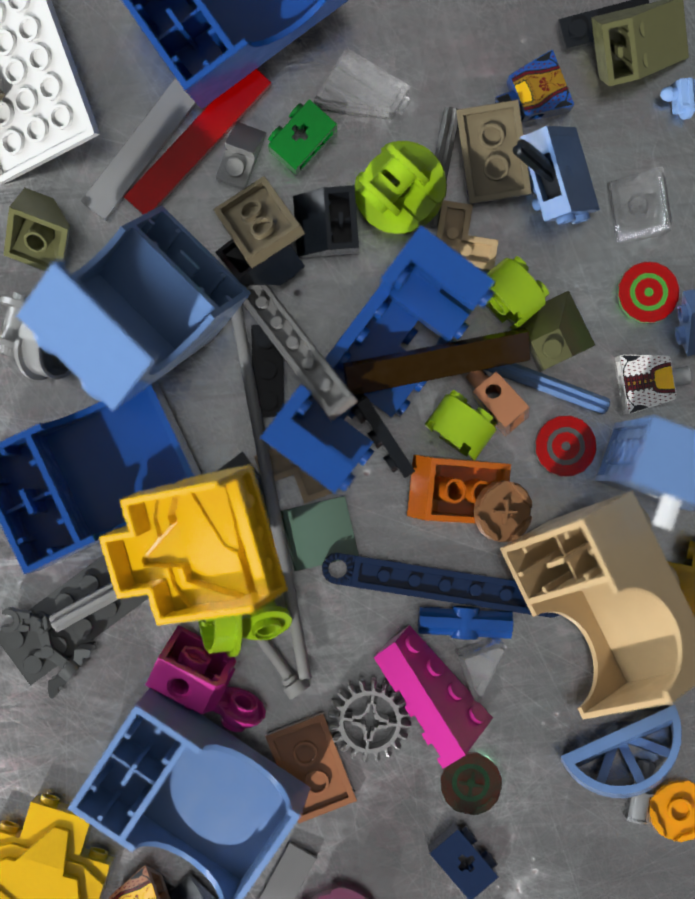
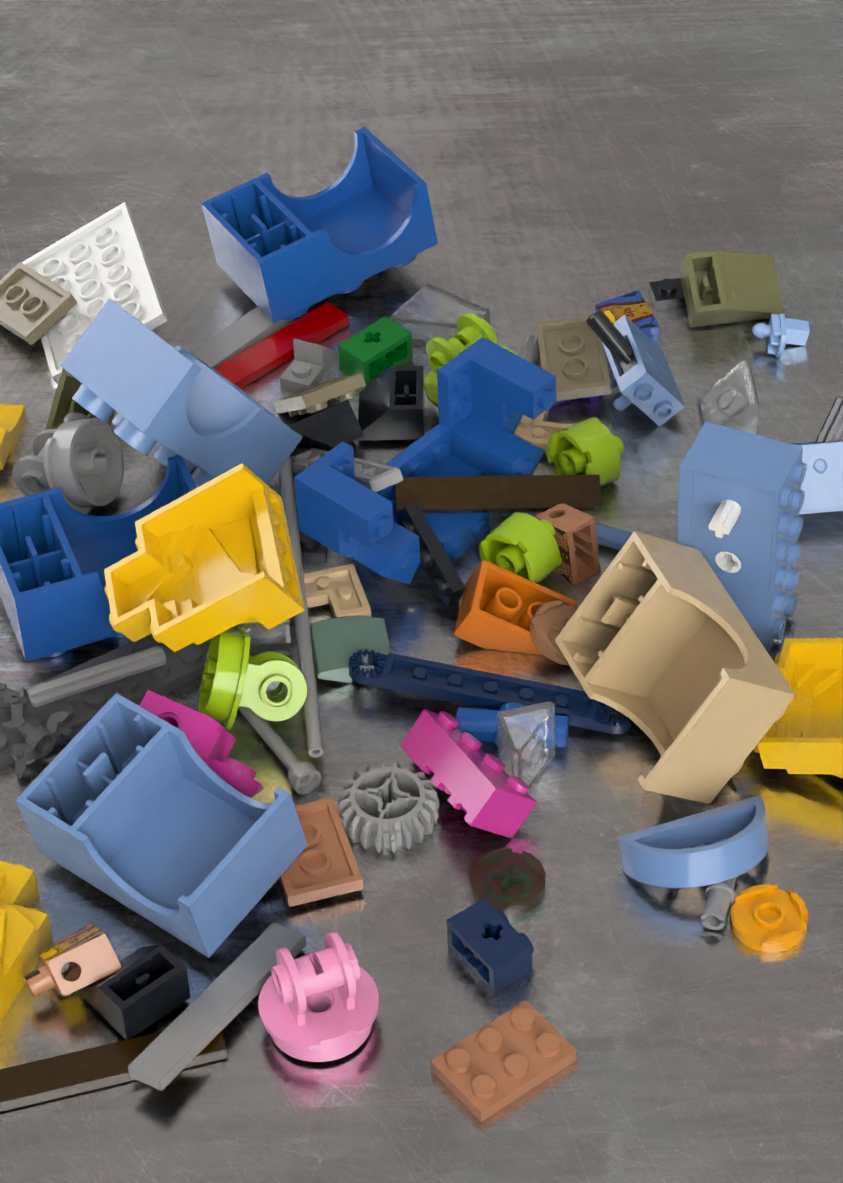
camera: 10 degrees right, 45 degrees down
(557, 332) = (636, 504): olive slope -> none

